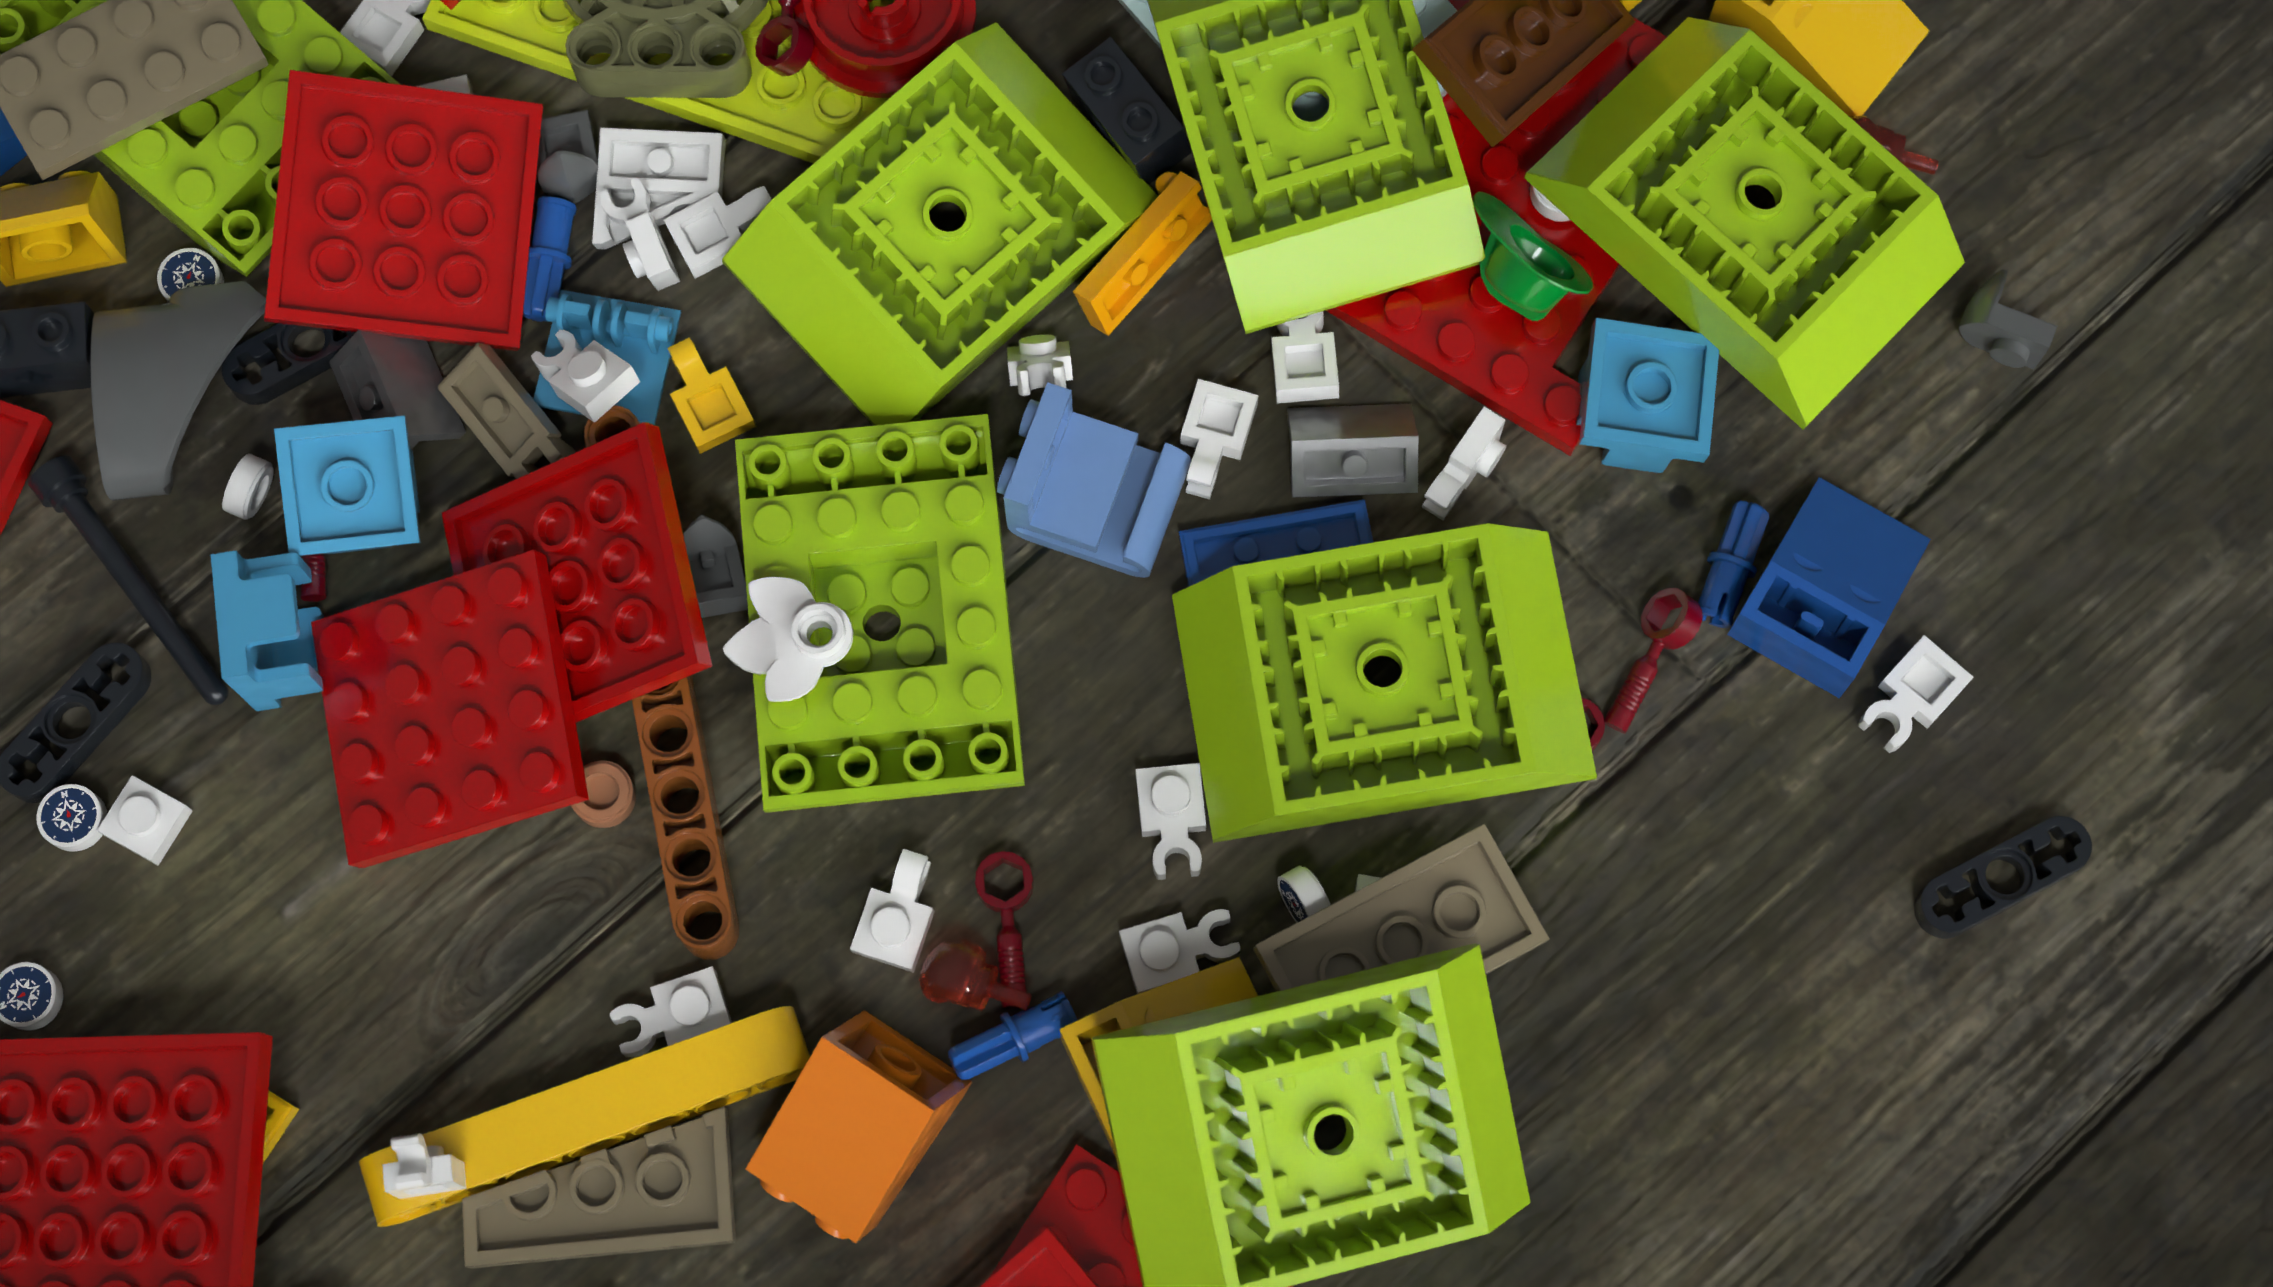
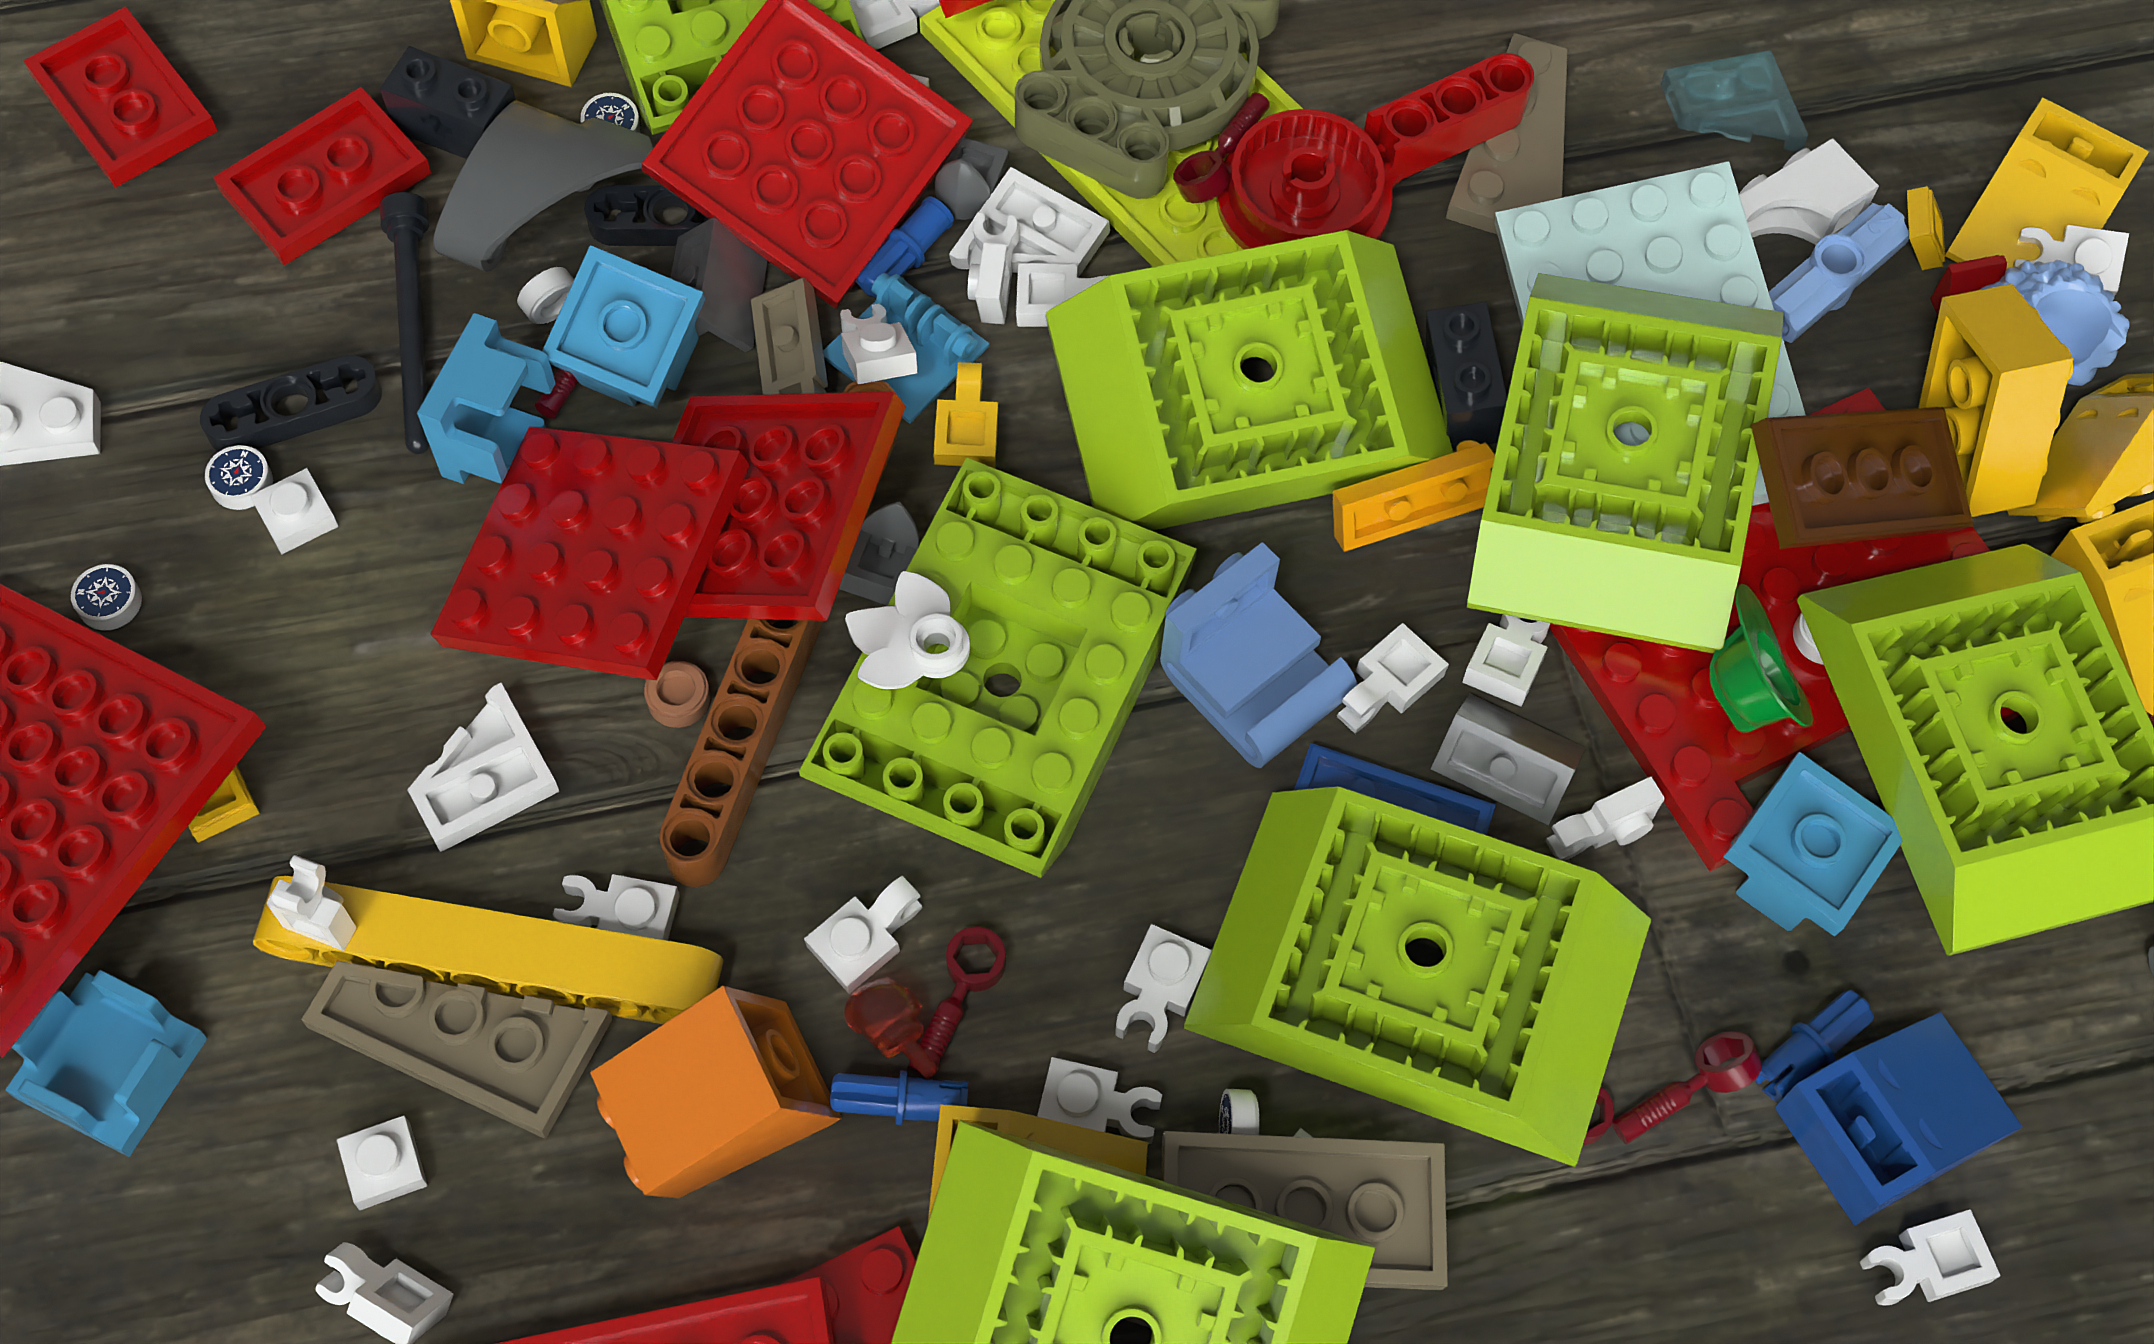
camera: 25 degrees right, 10 degrees down
(479, 964) = (482, 775): none -> white wing
(1039, 361) = (1273, 531): white plate -> none

